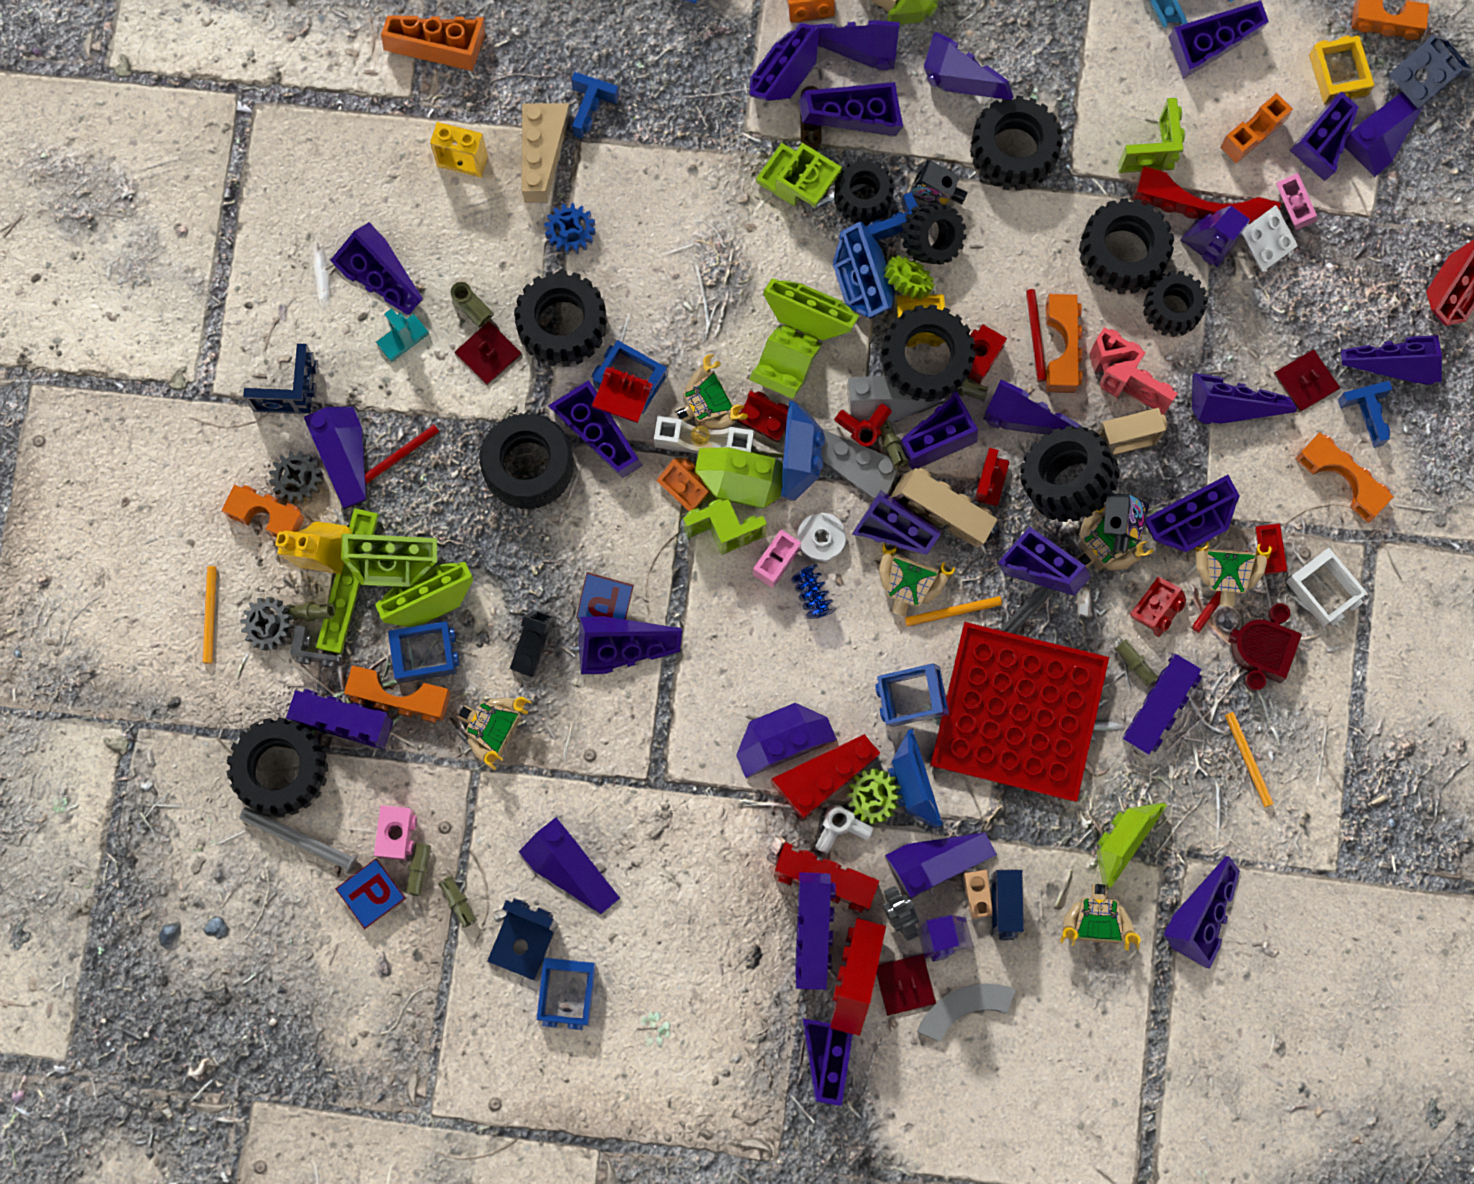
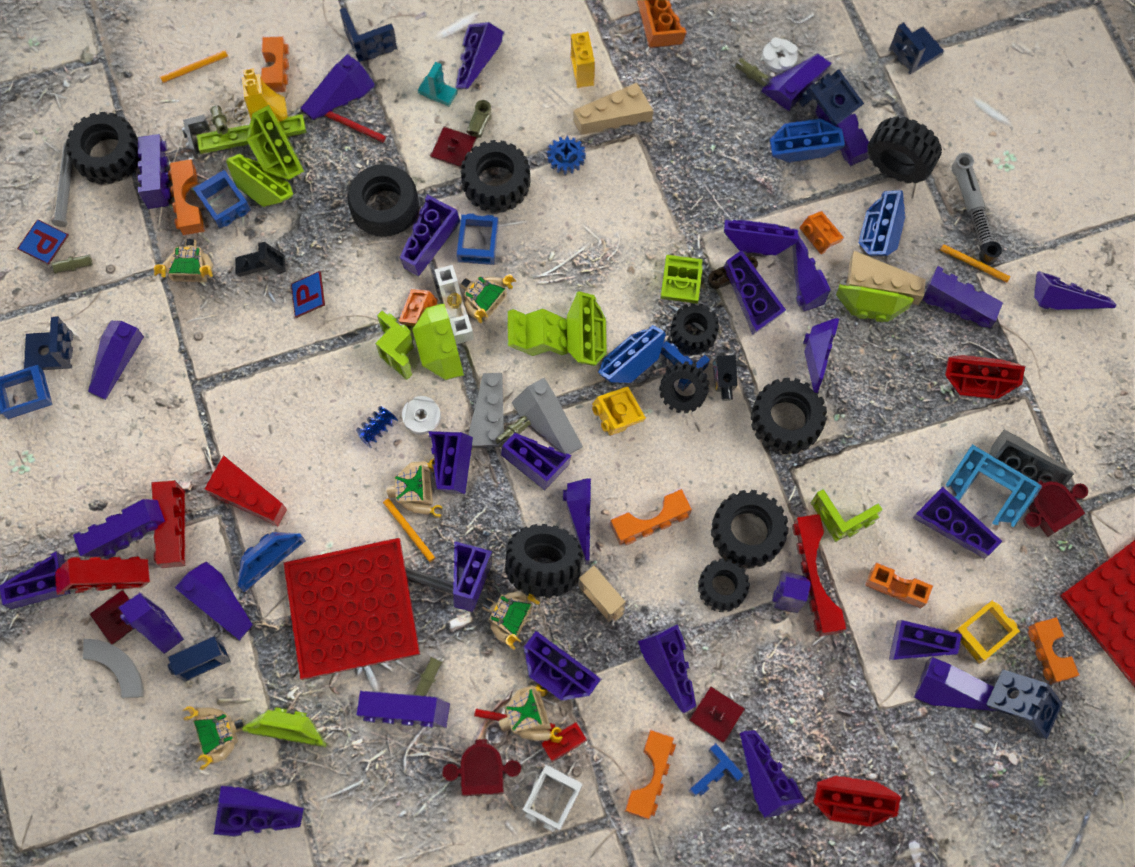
camera: 65 degrees right, 5 degrees down
(264, 621) = (199, 99): dark grey gear -> none
(287, 482) = (308, 71): dark grey gear -> none
(390, 818) = (80, 235): bright pink brick -> none
(457, 901) = (59, 297): olive pin -> none
(594, 91) = (664, 126): blue bracket -> none
(620, 642) = (281, 313): dark purple wedge -> none
(622, 394) = (456, 234): red hinge -> none
(765, 416) = (492, 339): red bracket -> none
(776, 558) = (388, 390): bright pink brick -> none
(782, 737) = (263, 454): dark purple wedge -> none
(801, 452) = (474, 368): blue wedge -> none
(848, 824) = (209, 516): white axle -> none
(854, 426) = (512, 401): red axle -> none
(883, 790) = (243, 532): lime gear -> none
(901, 913) = (162, 585): dark grey gear -> none
(909, 277) = (644, 388): lime gear -> none
(936, 691) = (337, 537): blue window -> none
(938, 323) = (585, 394): black tyre -> none
(944, 506) = (480, 487): tan wedge -> none
(973, 390) = (581, 460): olive pin -> none
(978, 893) = (203, 632): light nougat leg -> none
(991, 344) = (622, 470): red brick -> none
(992, 478) = (520, 511): red bracket -> none
(1036, 335) = (651, 496): red bar -> none
(1120, 363) = (650, 569): coral piece -> none
(1124, 519) = (525, 614): black torso -> none
(1159, 606) = (479, 676): red bracket -> none
(1249, 759) = (390, 796): light orange bar -> none
(1269, 238) = (812, 632): white hinge -> none
(1297, 201) = (855, 641): bright pink brick -> none

